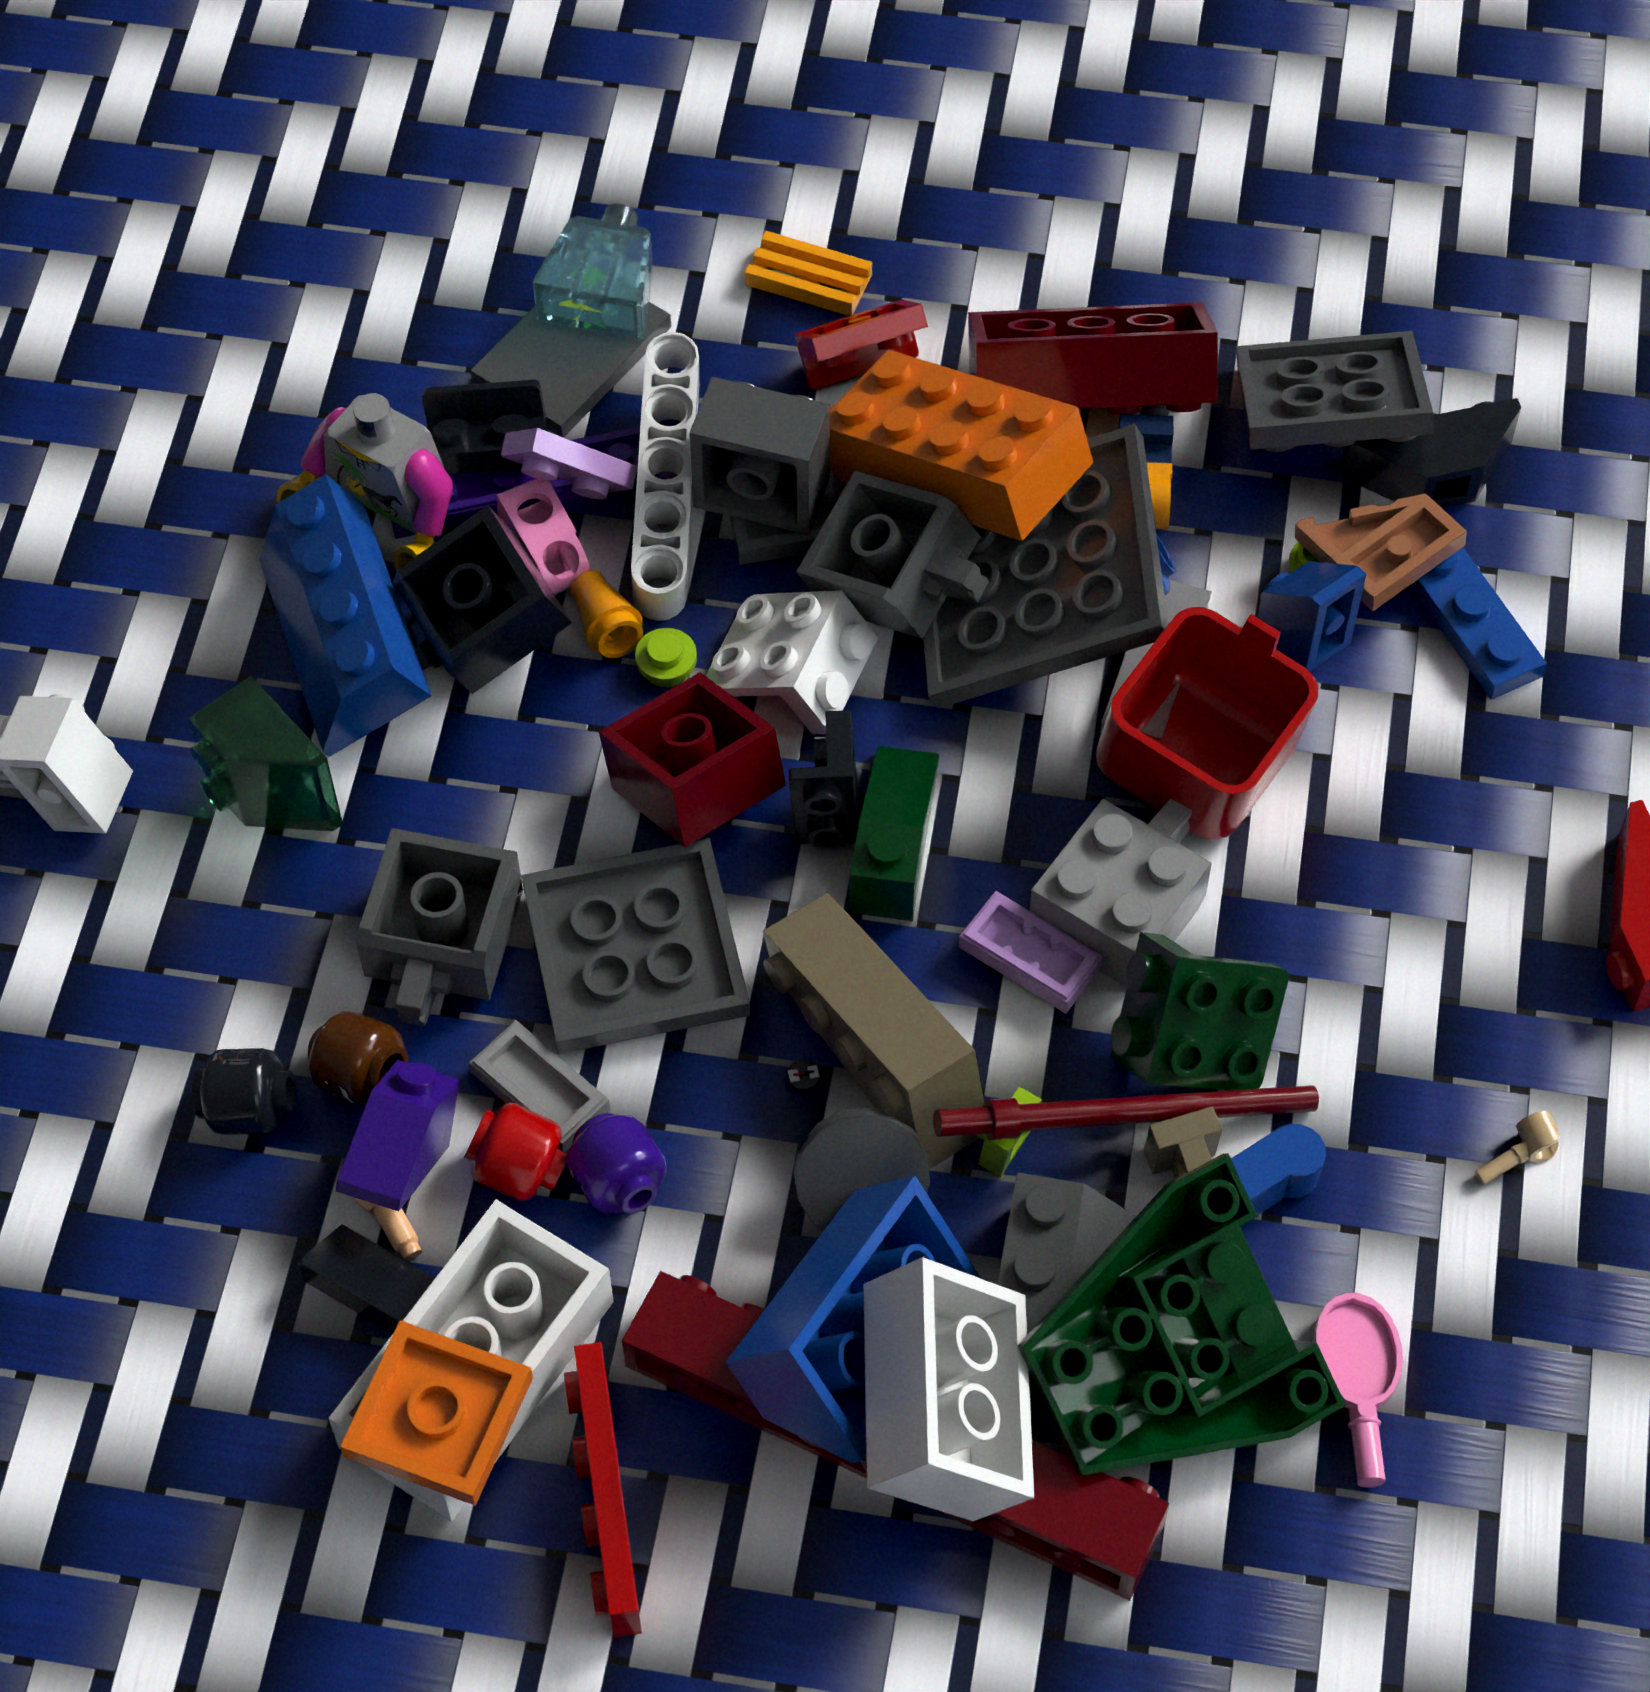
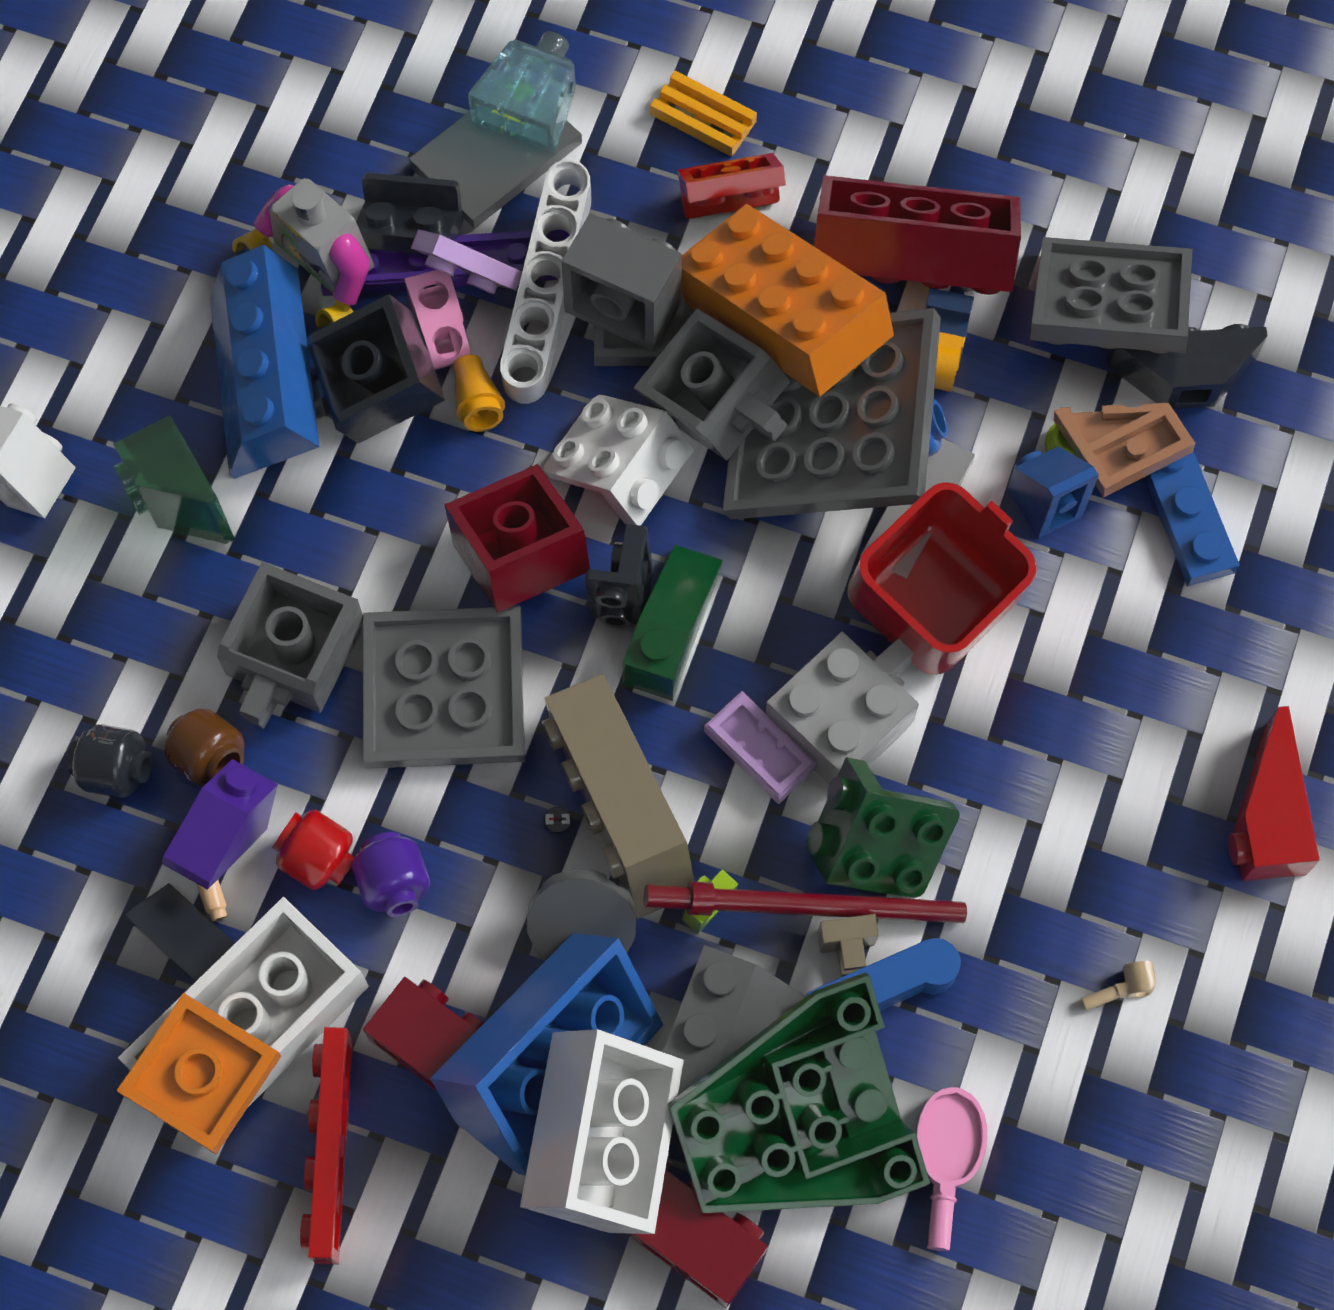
camera: 10 degrees right, 10 degrees up
(533, 1076) = (346, 791): light grey tile -> none
(666, 656) = (518, 438): lime plate -> none

